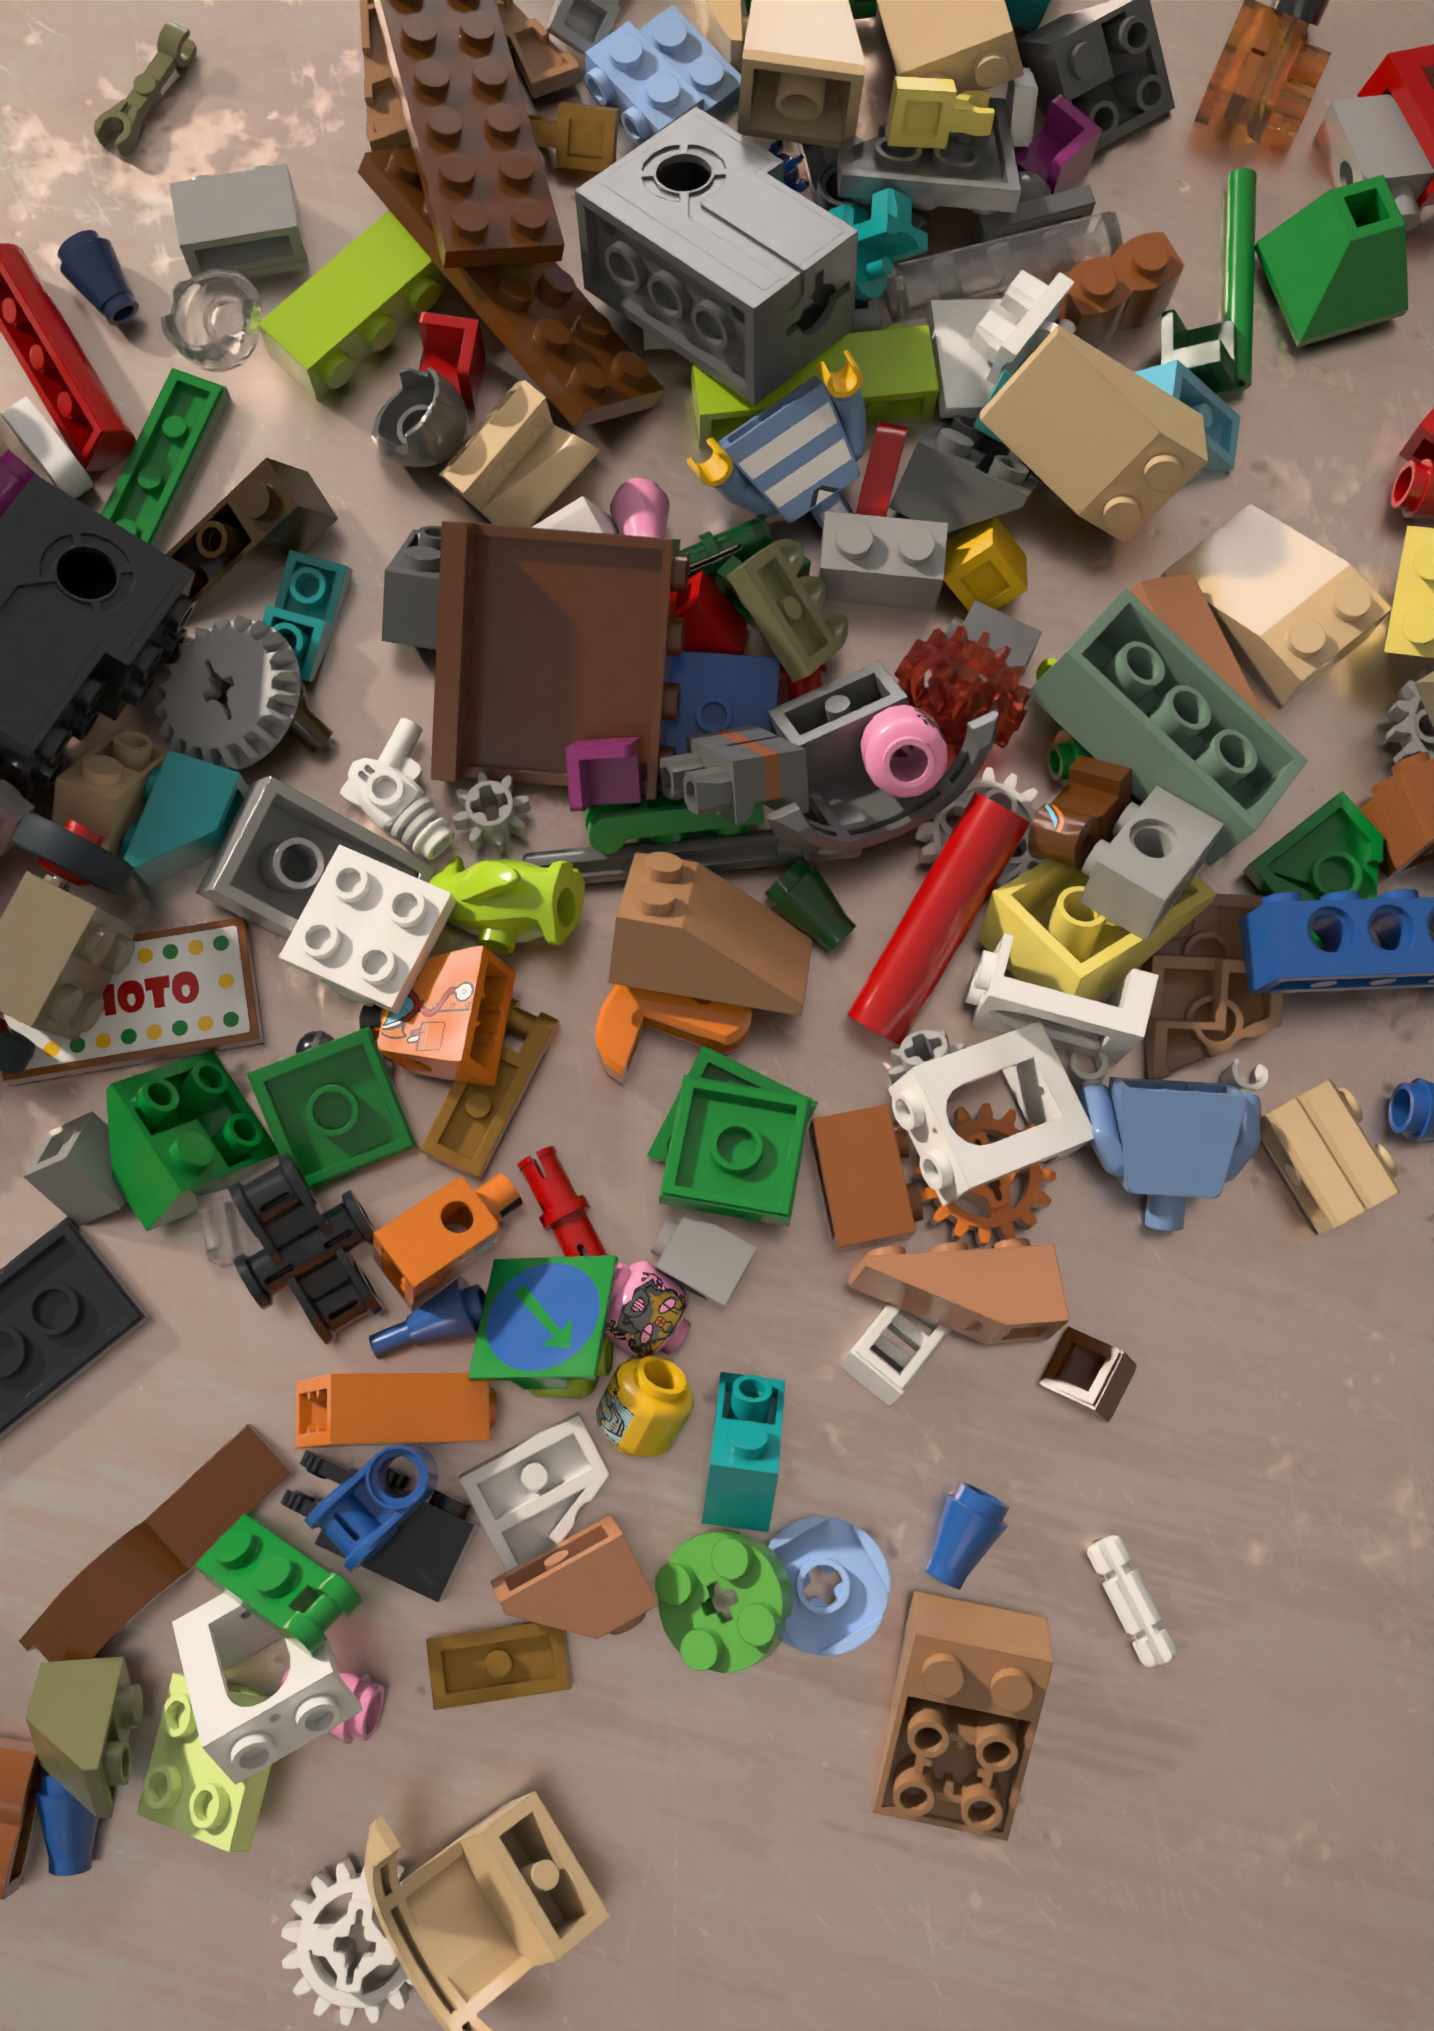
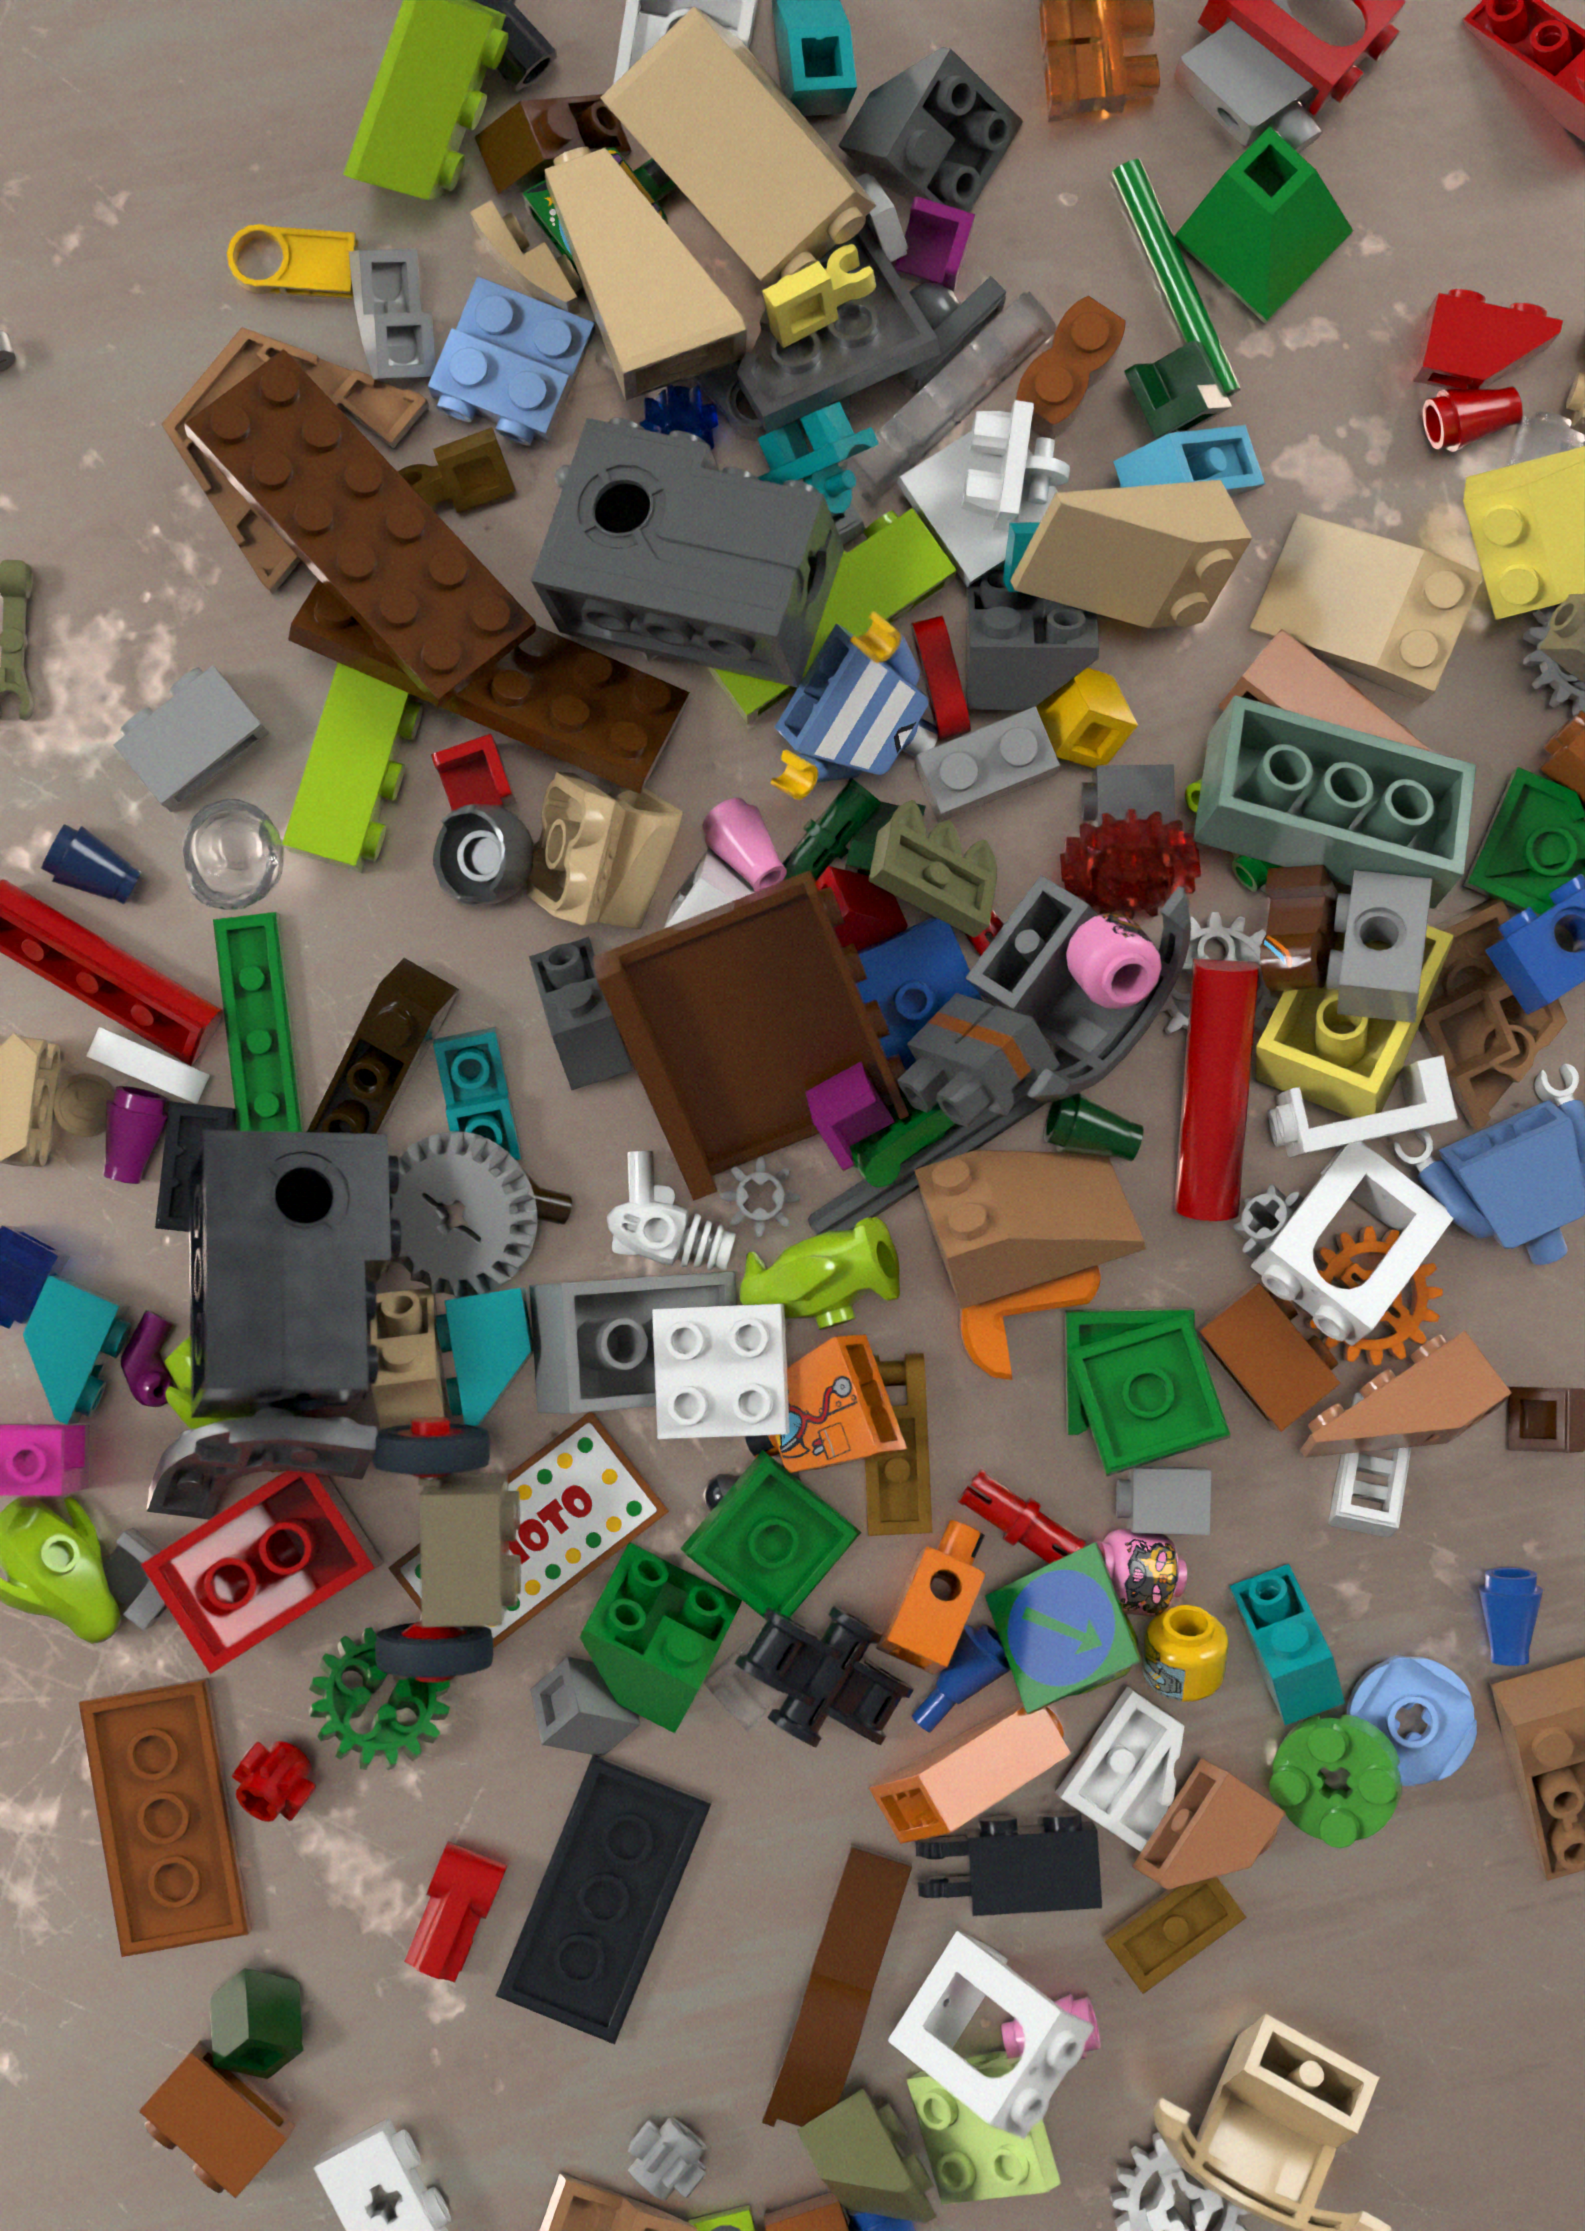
camera: 25 degrees left, 10 degrees up
(278, 1584) = (963, 1964): green plate -> none
(364, 1508) = (1005, 1868): blue piece -> none

